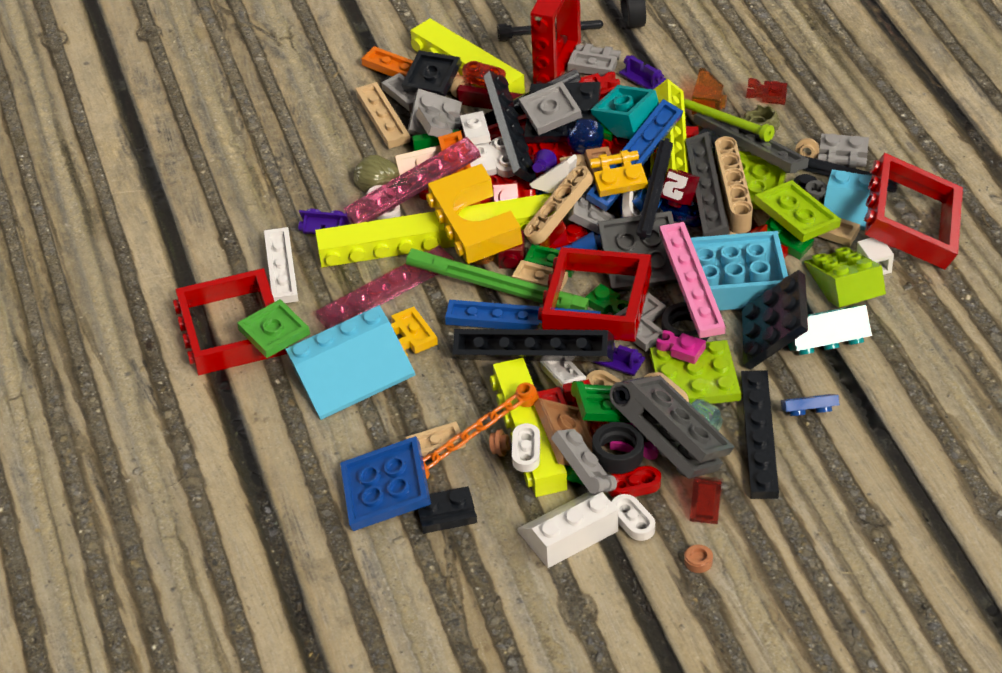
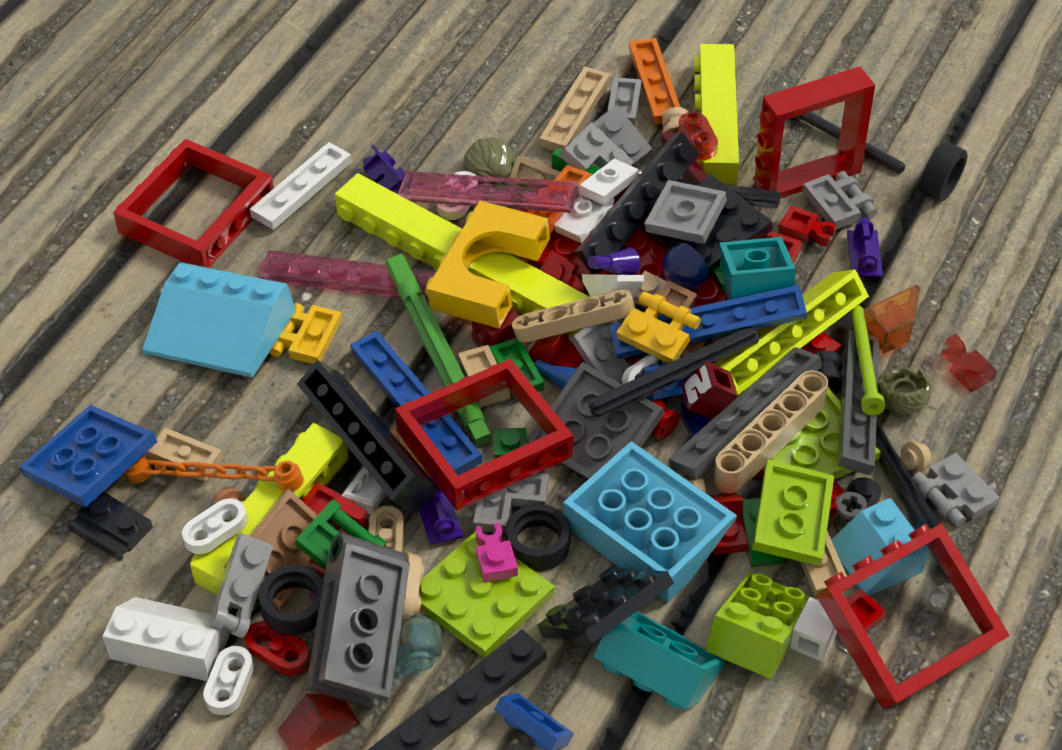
camera: 45 degrees right, 5 degrees up
(273, 328) = (191, 235): bright green plate -> none
(431, 73) = (653, 99): black plate -> none
(692, 280) = (572, 494): bright pink plate -> none

